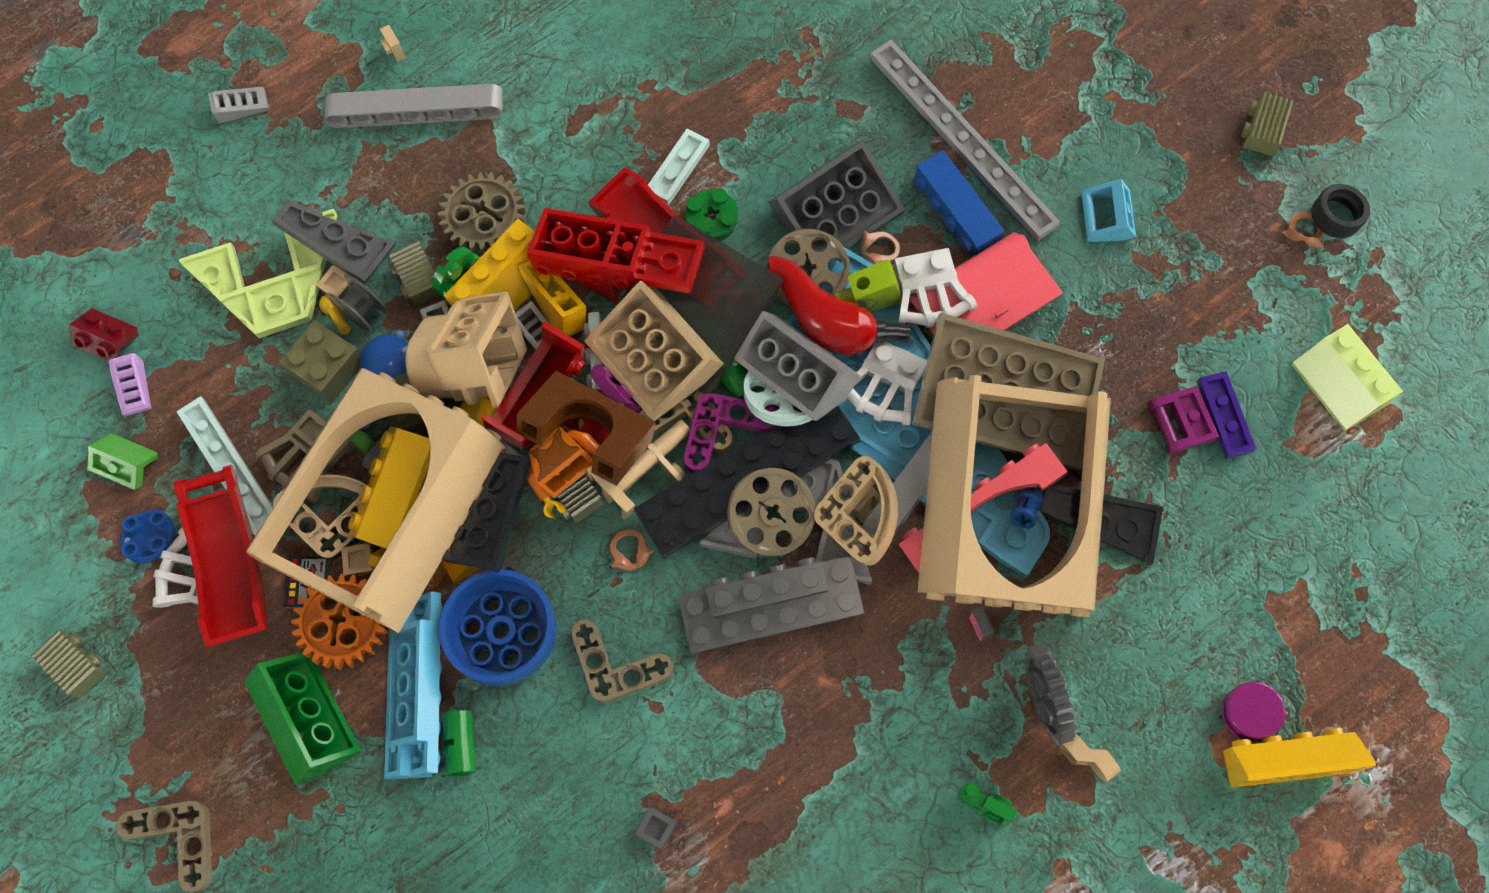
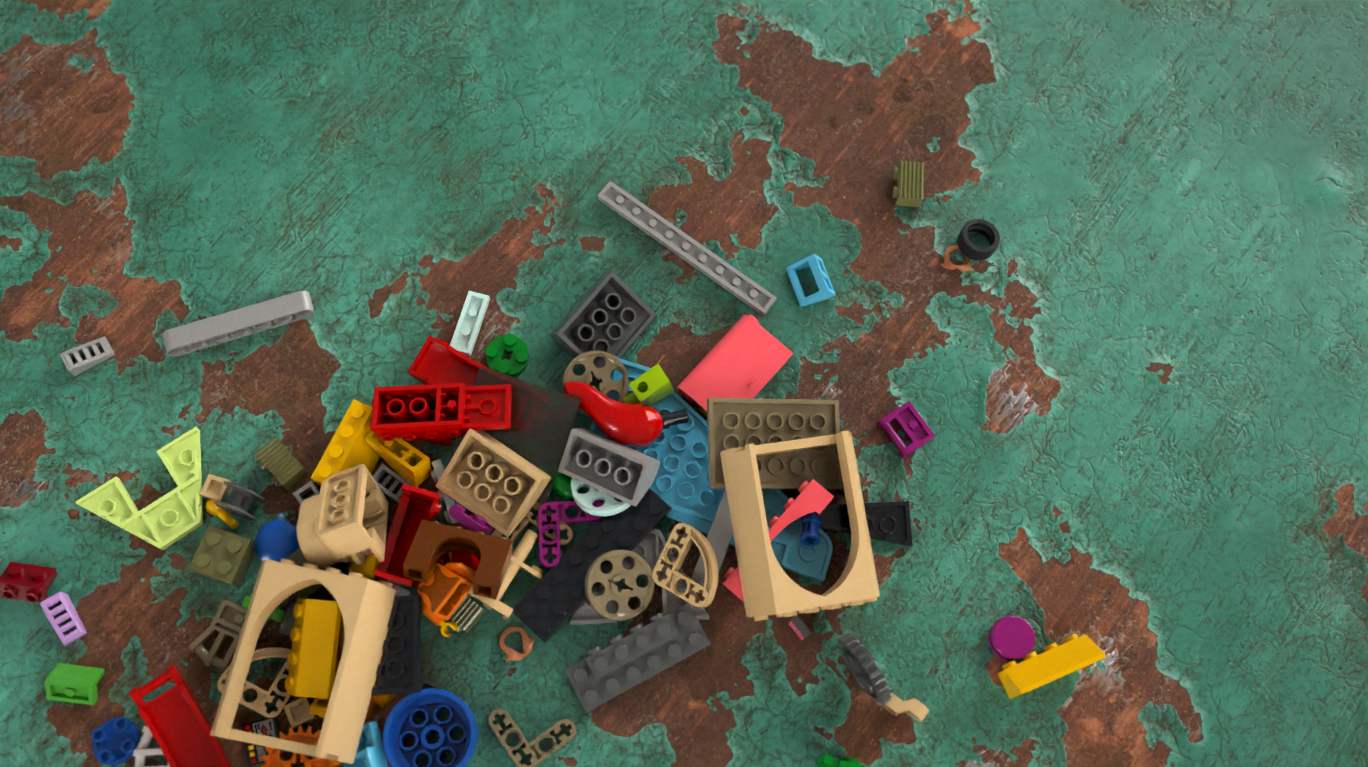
camera: 25 degrees left, 0 degrees up
(221, 452) = (161, 657): light aqua plate -> none
(344, 246) = (215, 456): dark grey wing -> none
(391, 44) = (205, 275): tan plate -> none
(459, 263) = (316, 447): green plate -> none
(493, 194) = (327, 381): dark tan gear -> none
(867, 505) = (691, 559): tan plate -> none
(870, 238) = (635, 346): nougat piece -> none
(893, 367) = (682, 445): white plate -> none
(928, 272) = (687, 364): white plate -> none
(957, 204) = (696, 302): blue brick -> none
(1226, 415) = (936, 417): dark purple plate -> none
(1346, 377) = (1014, 367): yellowish green slope -> none

